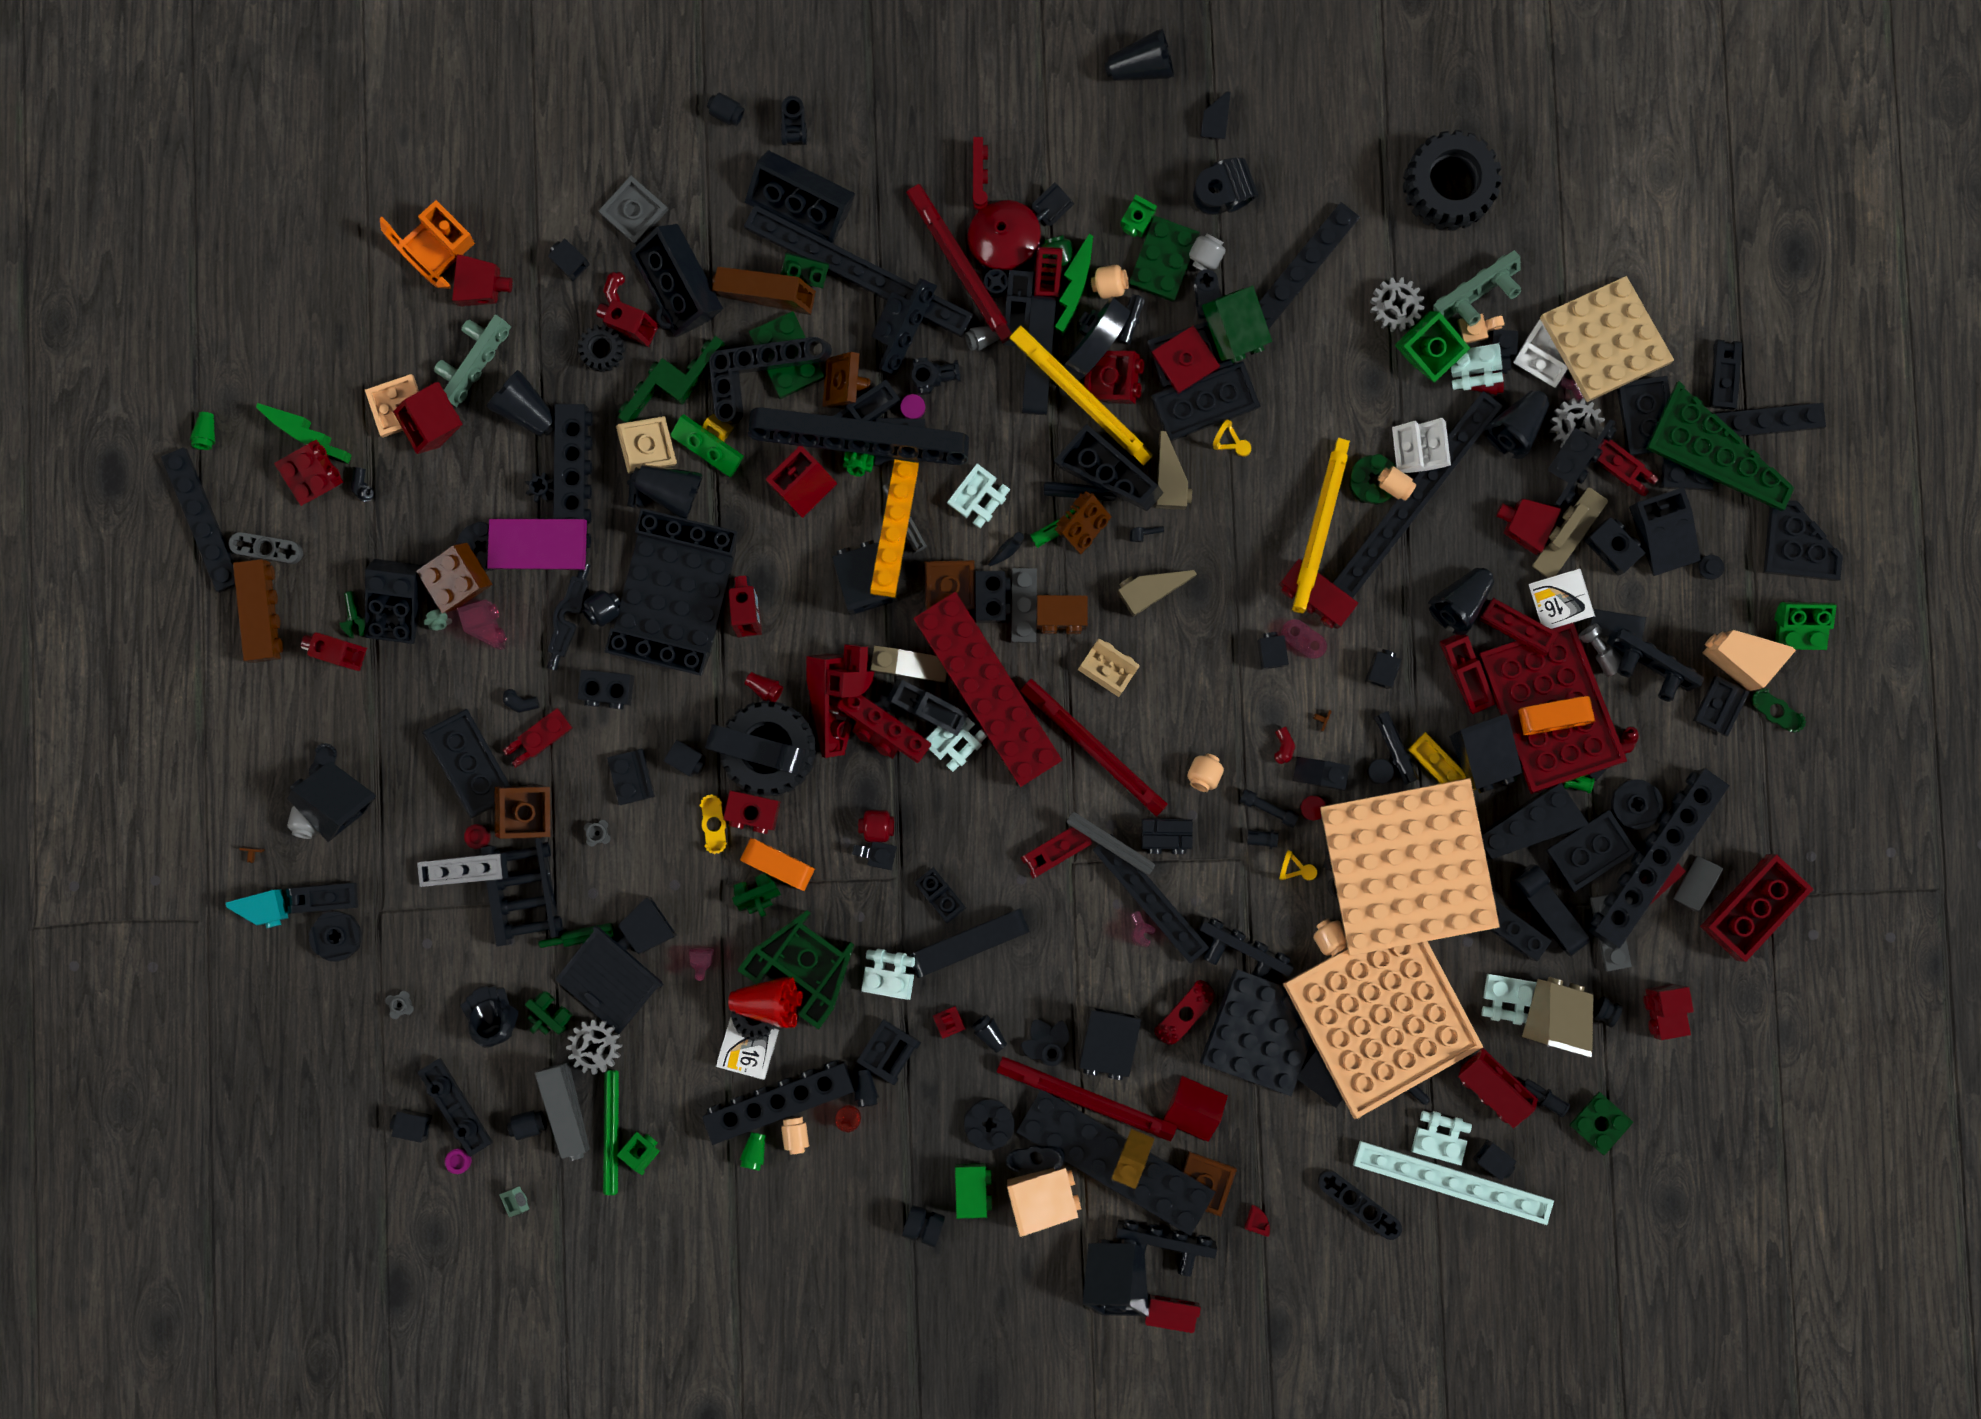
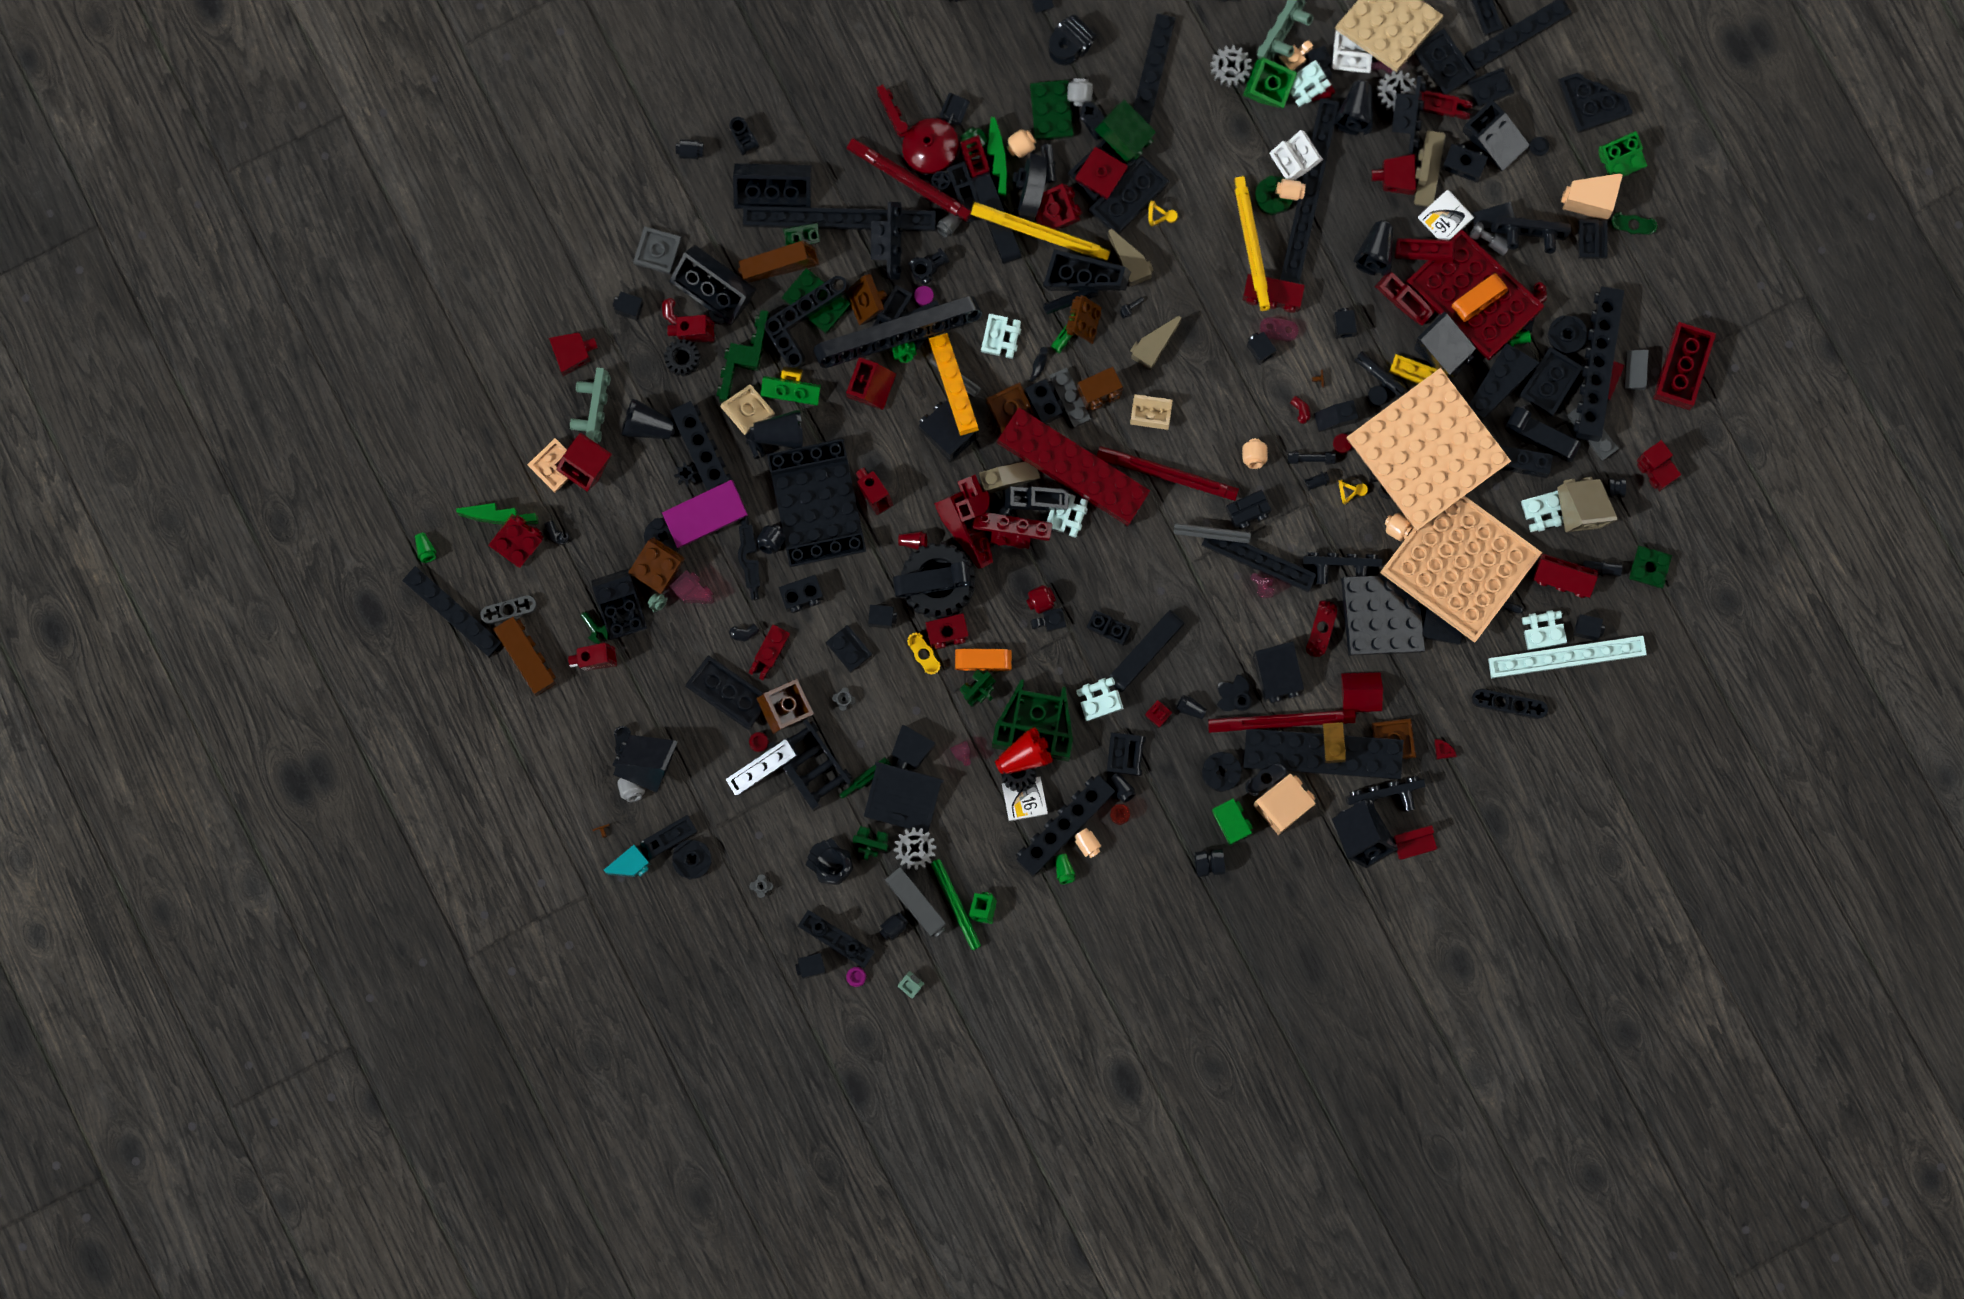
camera: 25 degrees left, 5 degrees down
(432, 244) = (526, 339): orange piece -> none
(1056, 851) = (1176, 557): dark red plate -> none
(1142, 207) = (1019, 81): green brick -> none
(1708, 446) = (1495, 63): dark green wing -> none

